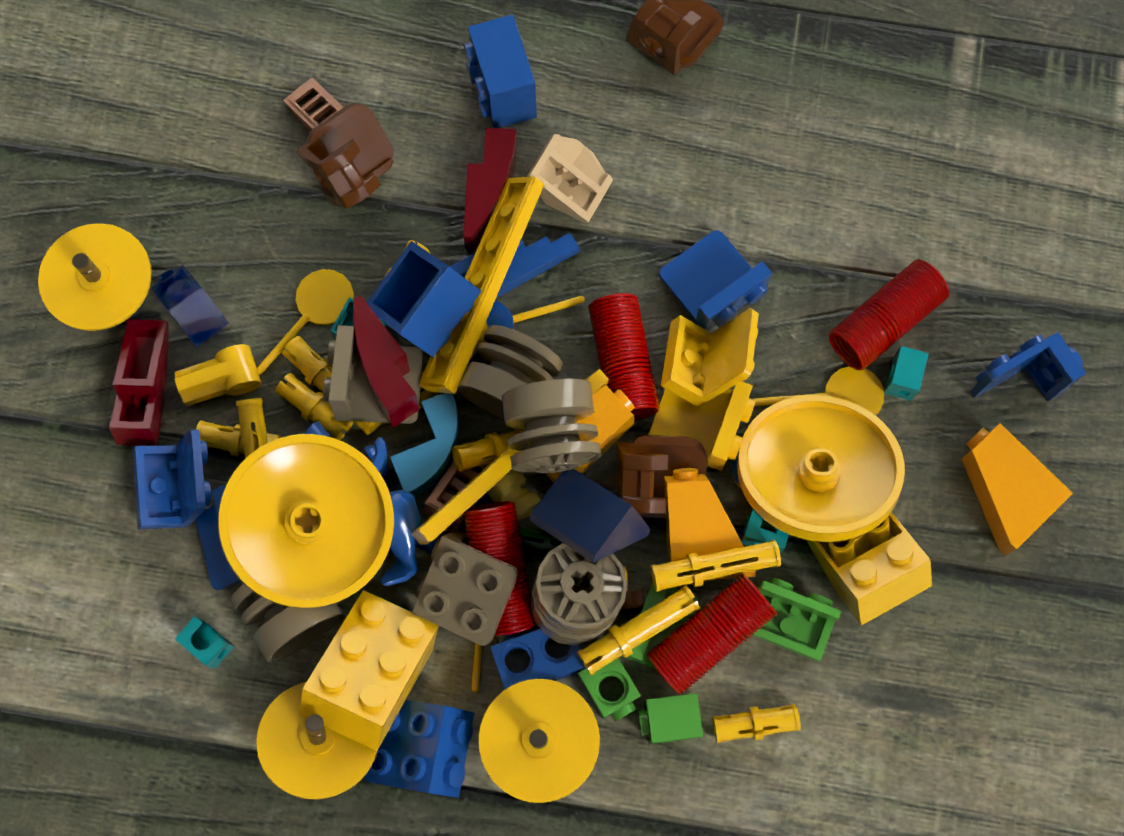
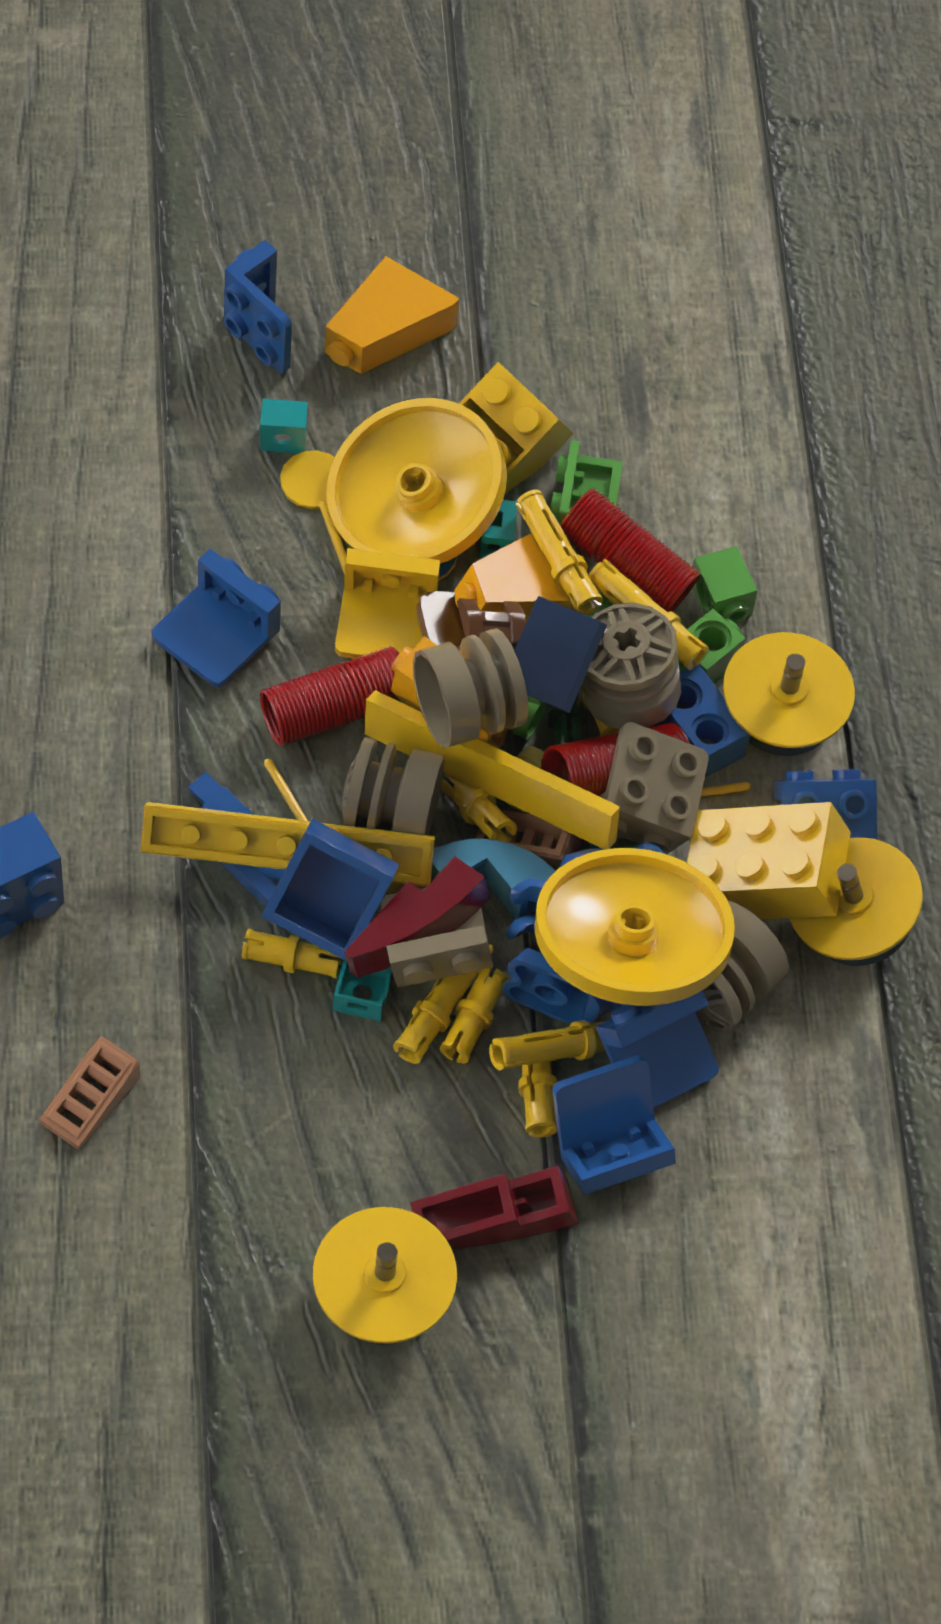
camera: 110 degrees left, 15 degrees down
(189, 304) = (386, 1171): clear blue slope -> none
(204, 642) = (784, 1059): teal piece -> none
(230, 373) = (460, 1114): yellow piece -> none
(320, 301) = (335, 1044): yellow piece -> none
(348, 155) = (156, 1039): reddish brown piece -> none
(487, 182) = (152, 878): dark red slope -> none
(570, 177) = (119, 790): tan slope -> none
(706, 363) = (320, 595): yellow bracket -> none
(756, 723) = (701, 513): yellow pin -> none
(895, 308) = (212, 440): red piece -> none

